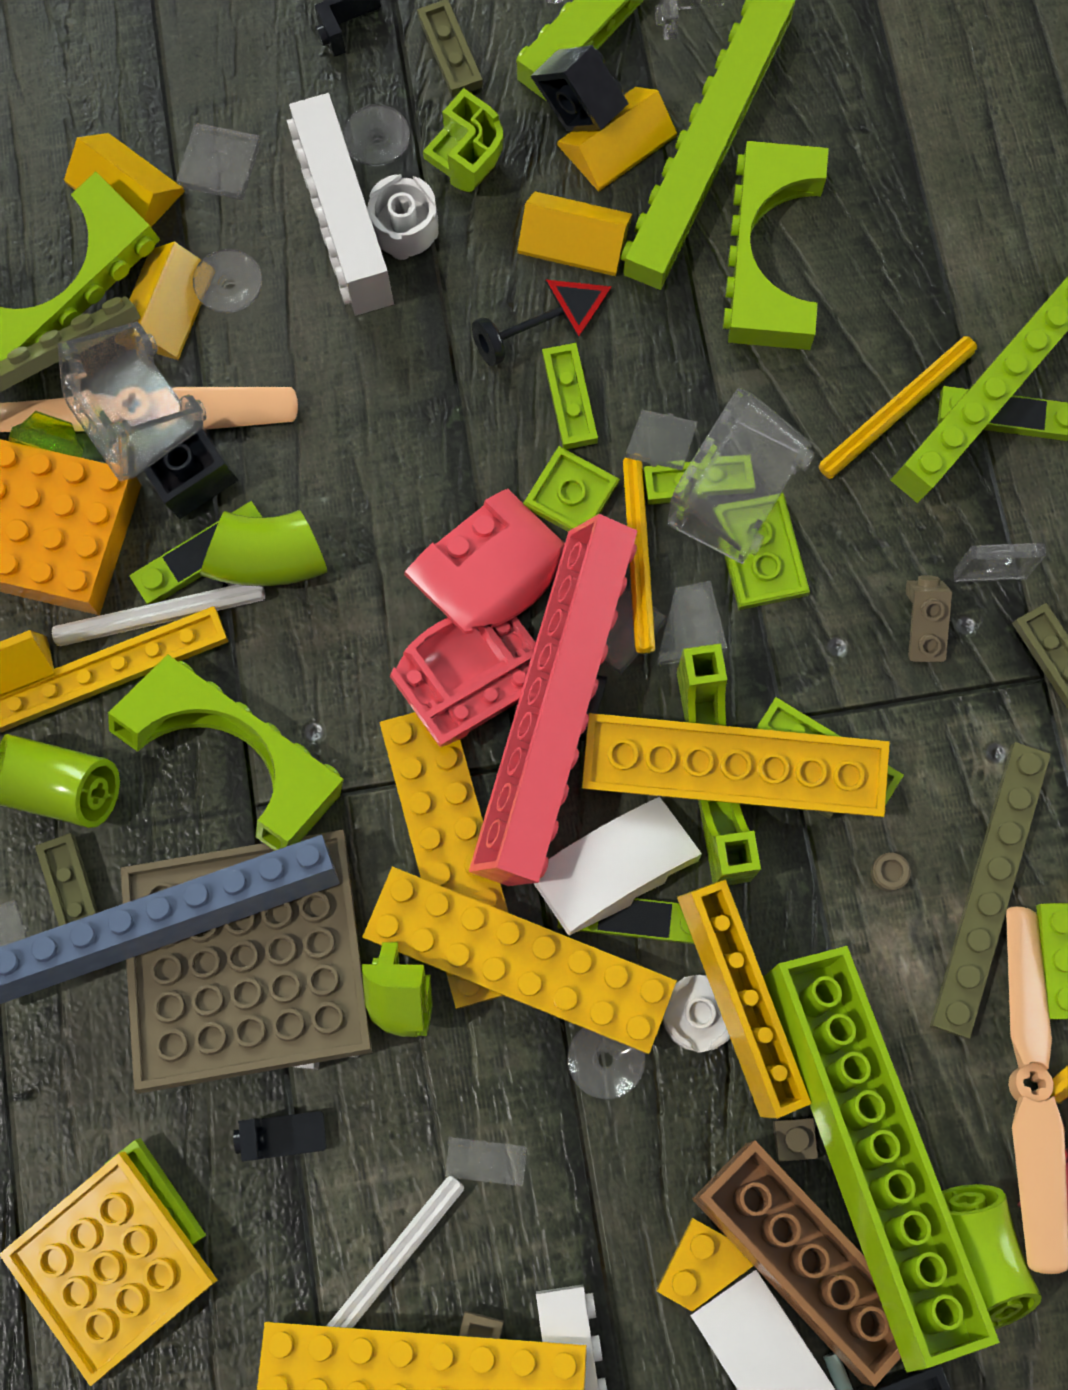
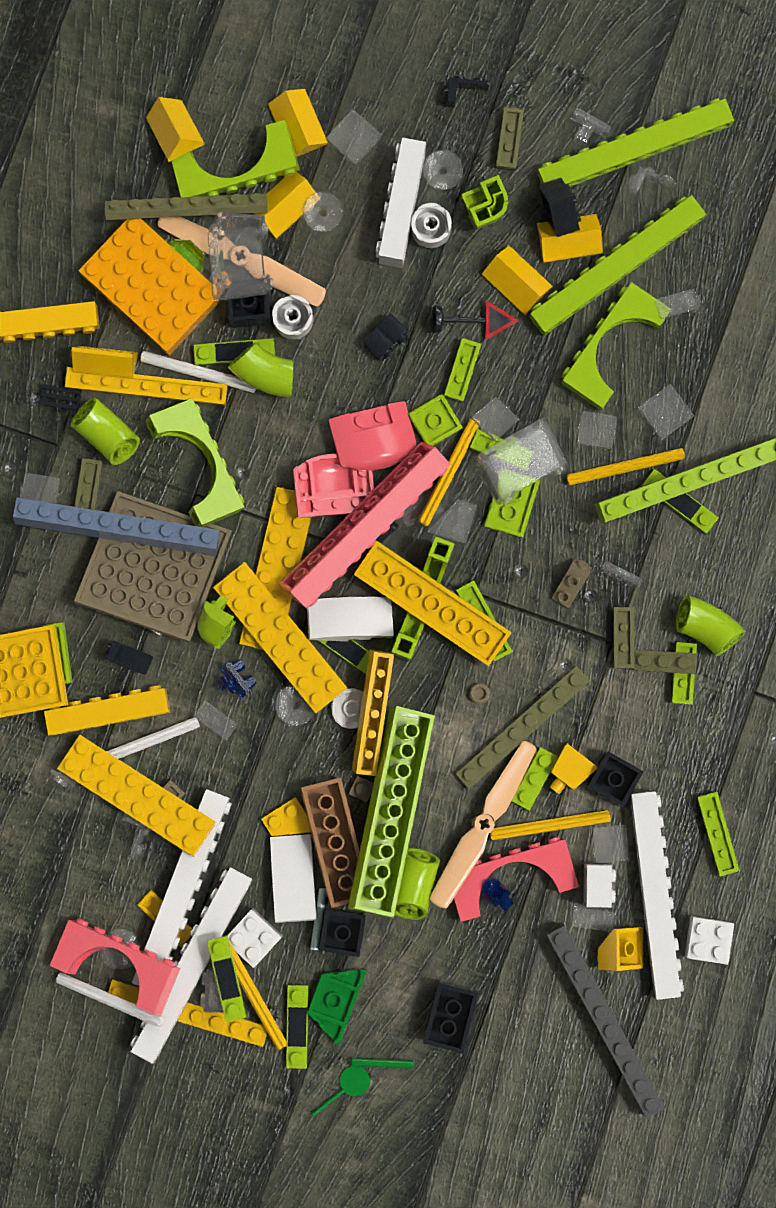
camera: 30 degrees right, 10 degrees up
(246, 445) = (289, 306): none -> white brick
(291, 1253) = (107, 711): none -> yellow brick
(424, 409) = (385, 337): none -> black brick
(480, 1075) = (233, 680): none -> clear blue hips
(822, 378) = (597, 429): none -> clear piece
(837, 131) = (678, 303): none -> clear bracket
(907, 299) = (666, 412): none -> clear tile

